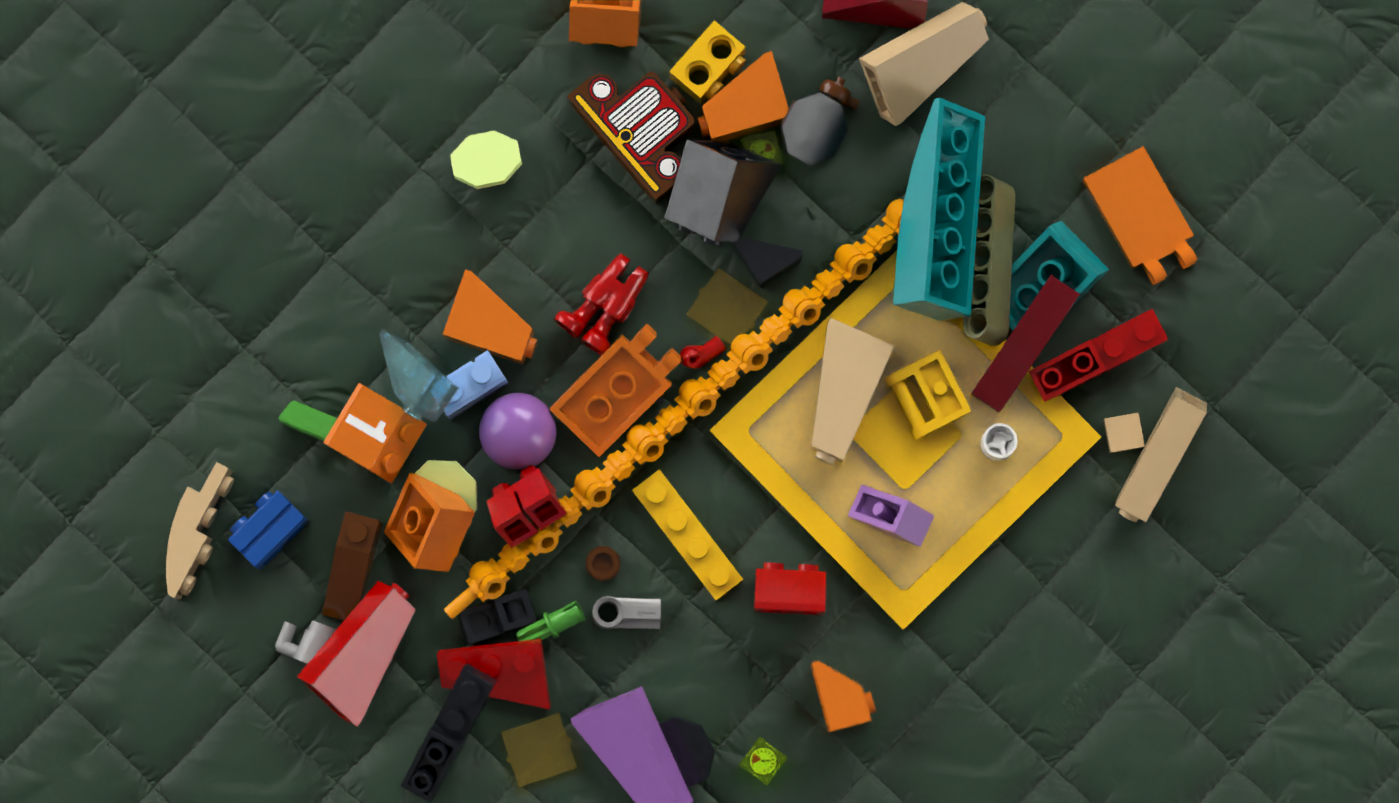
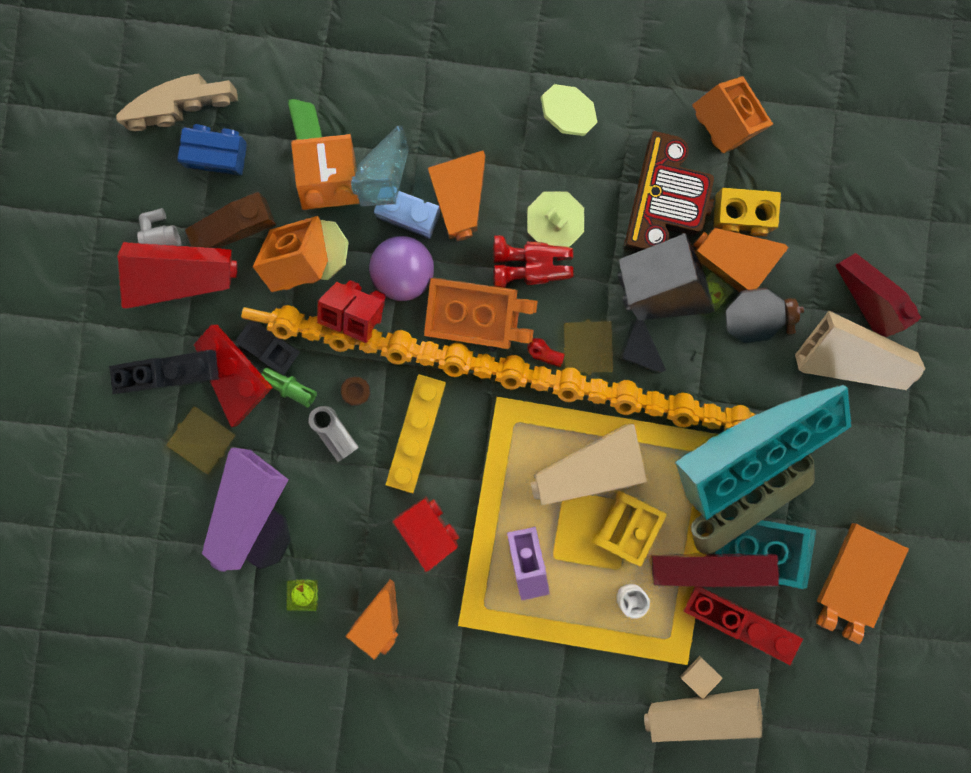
camera: 50 degrees right, 5 degrees up
(580, 248) = (555, 219): none -> yellowish green piece

